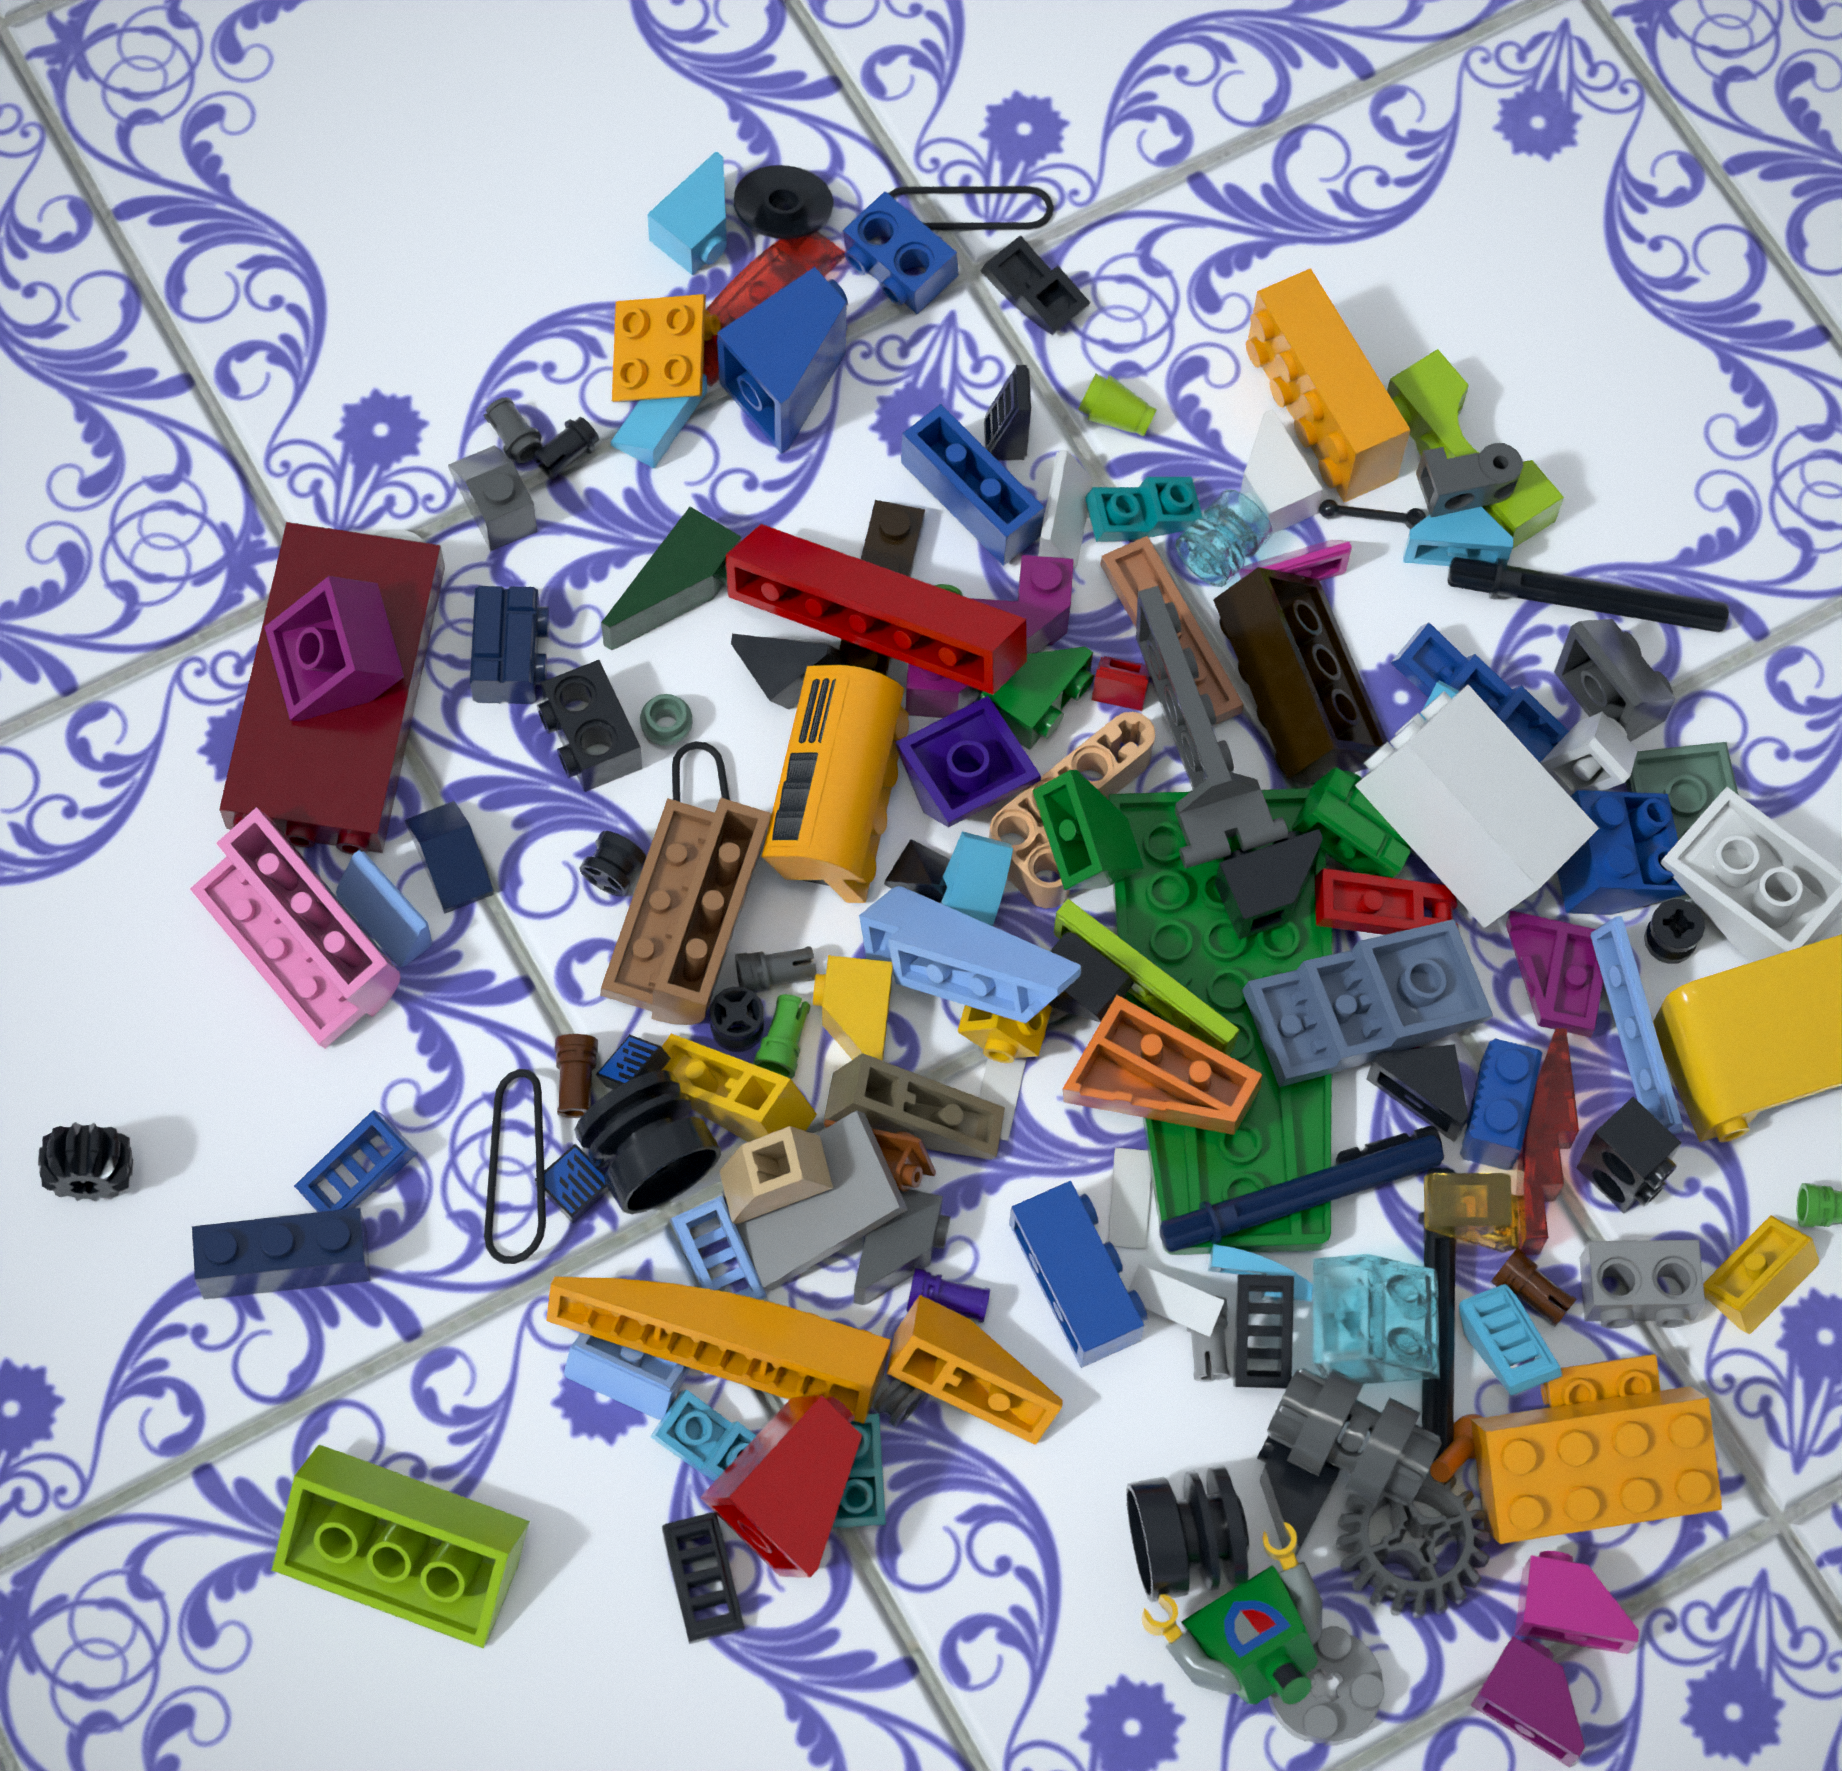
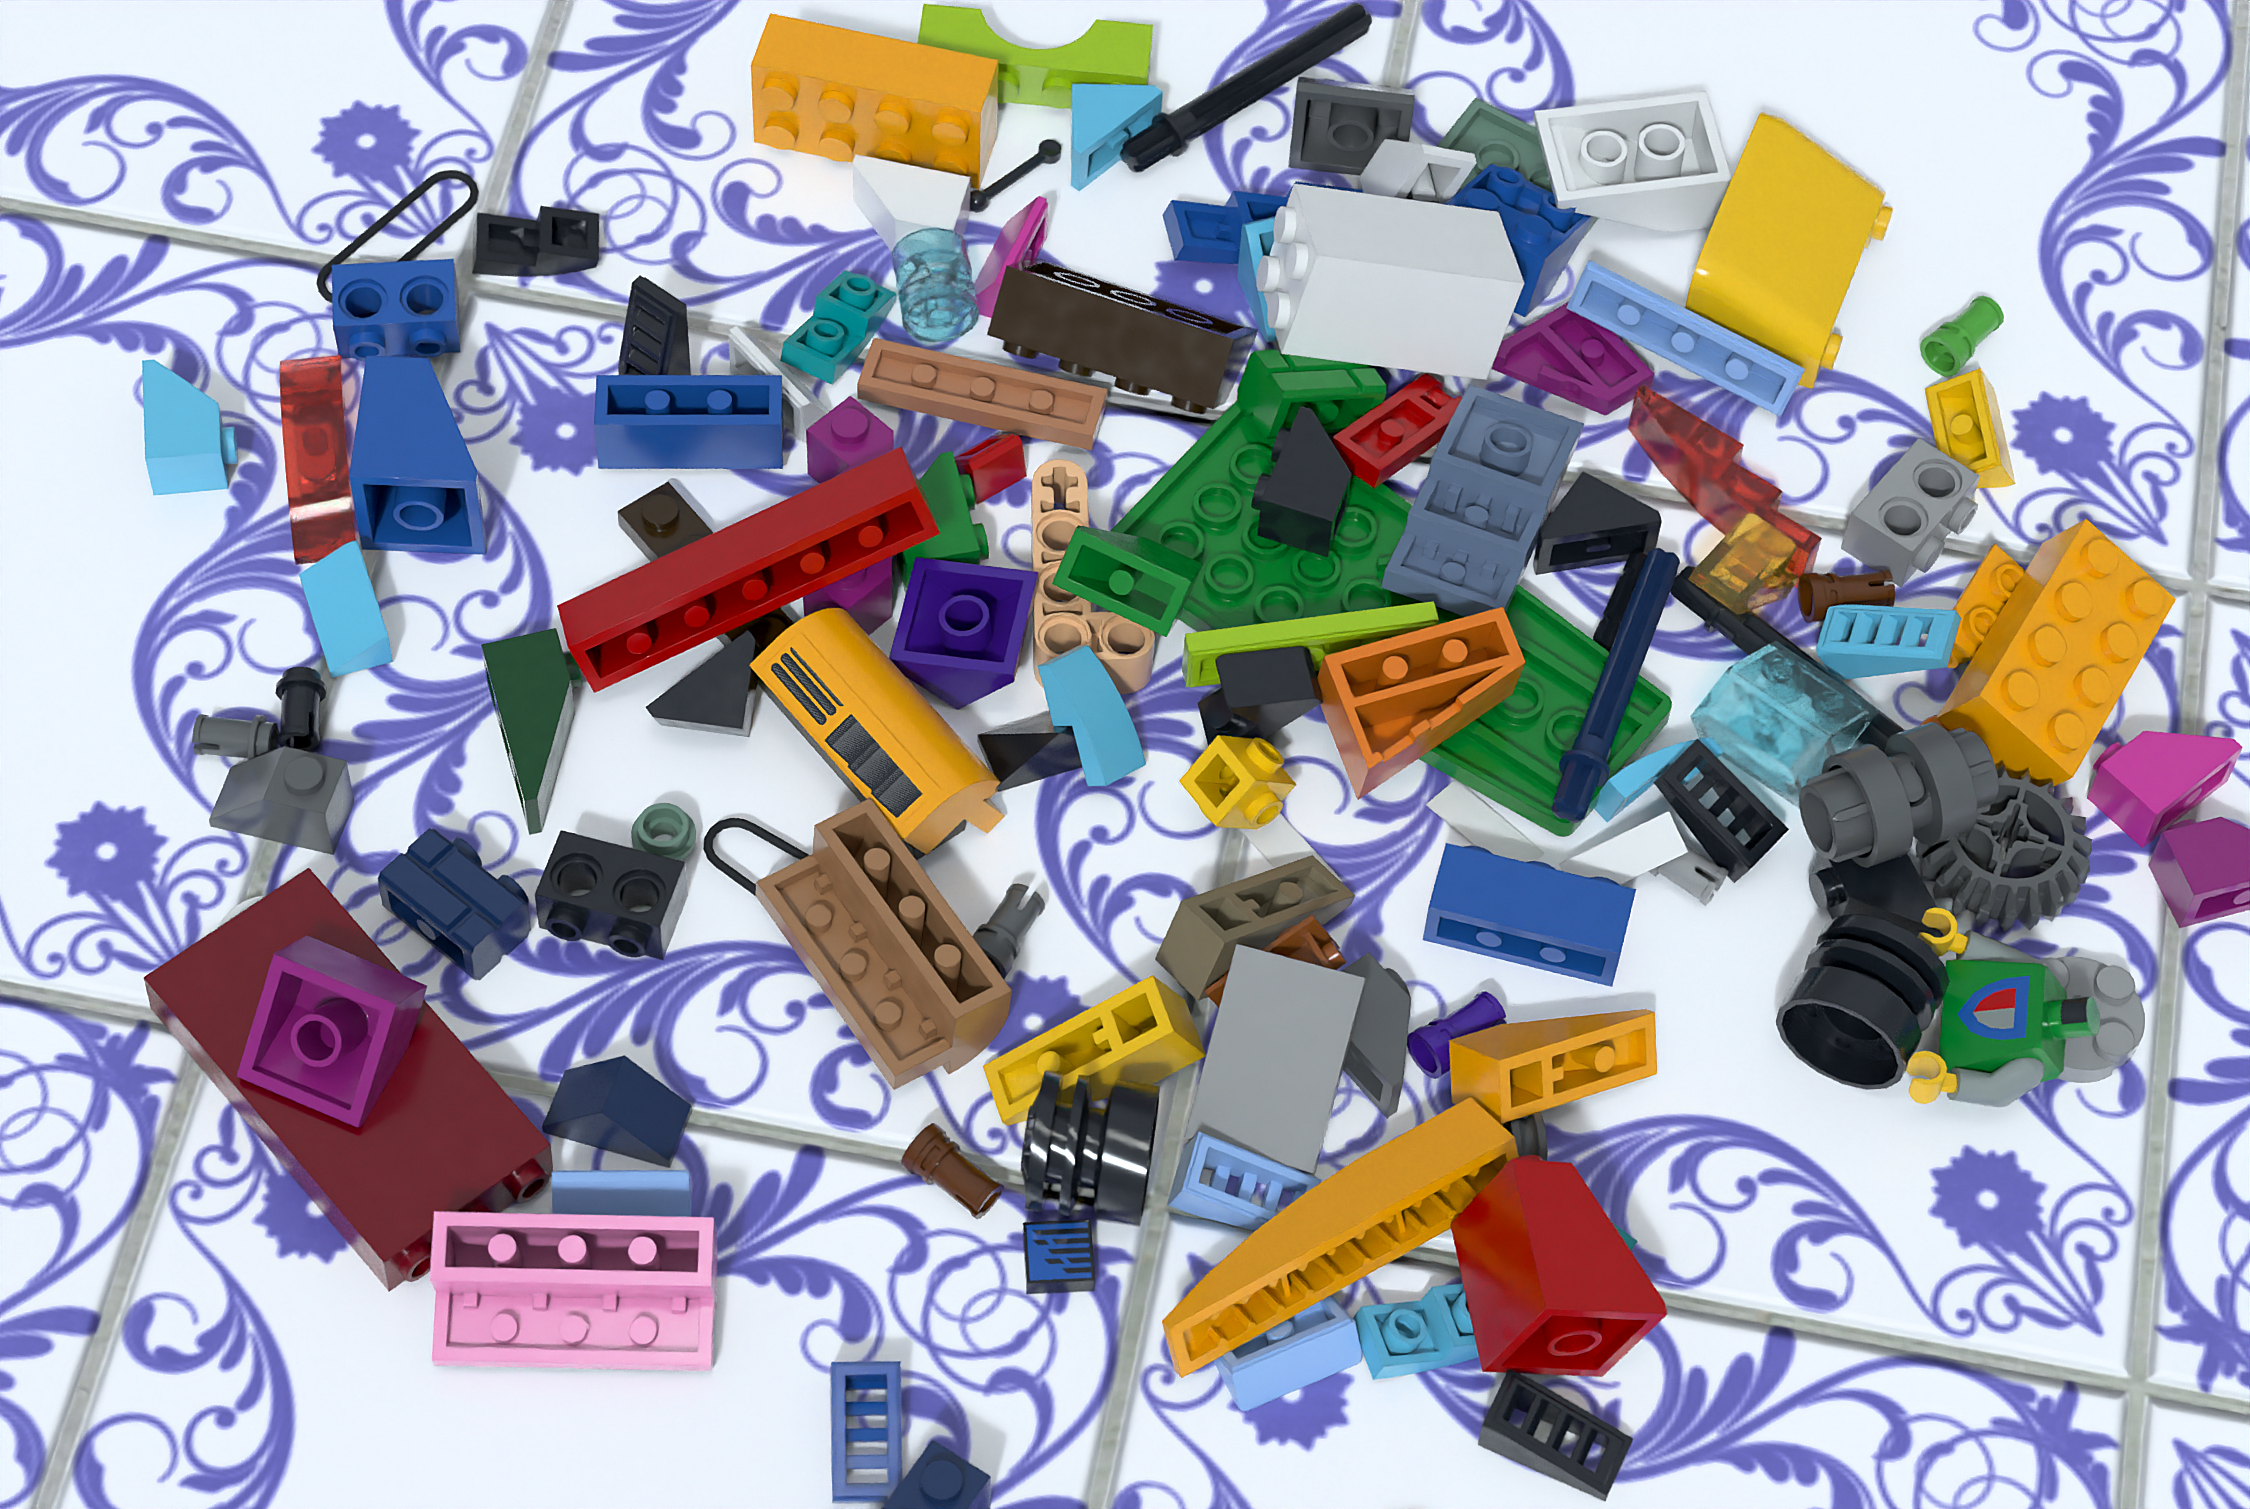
camera: 50 degrees left, 10 degrees down
(540, 1176) = (979, 1321): black piece -> none
(612, 863) = (770, 981): black wheel -> none
(632, 1060) = (991, 1115): tile -> none
(660, 347) = (289, 553): light orange hinge -> none
(733, 1007) = (1038, 987): black wheel -> none
(774, 1173) = (1229, 1066): tan slope -> none
(780, 1047) = (1083, 979): bright green pin -> none
(783, 202) = (245, 356): black dish -> none
(855, 1003) = (1109, 892): yellow slope -> none
(962, 957) = (1163, 755): light blue wedge -> none
(1116, 406) = (717, 270): lime cone -> none
(1220, 800) = (1117, 426): dark grey hinge -> none
(1468, 479) = (1077, 69): dark grey leg -> none
(1501, 1104) = (1659, 473): blue brick -> none
(1630, 1156) = (1801, 426): black brick -> none
(1663, 937) = (1616, 247): black wheel -> none

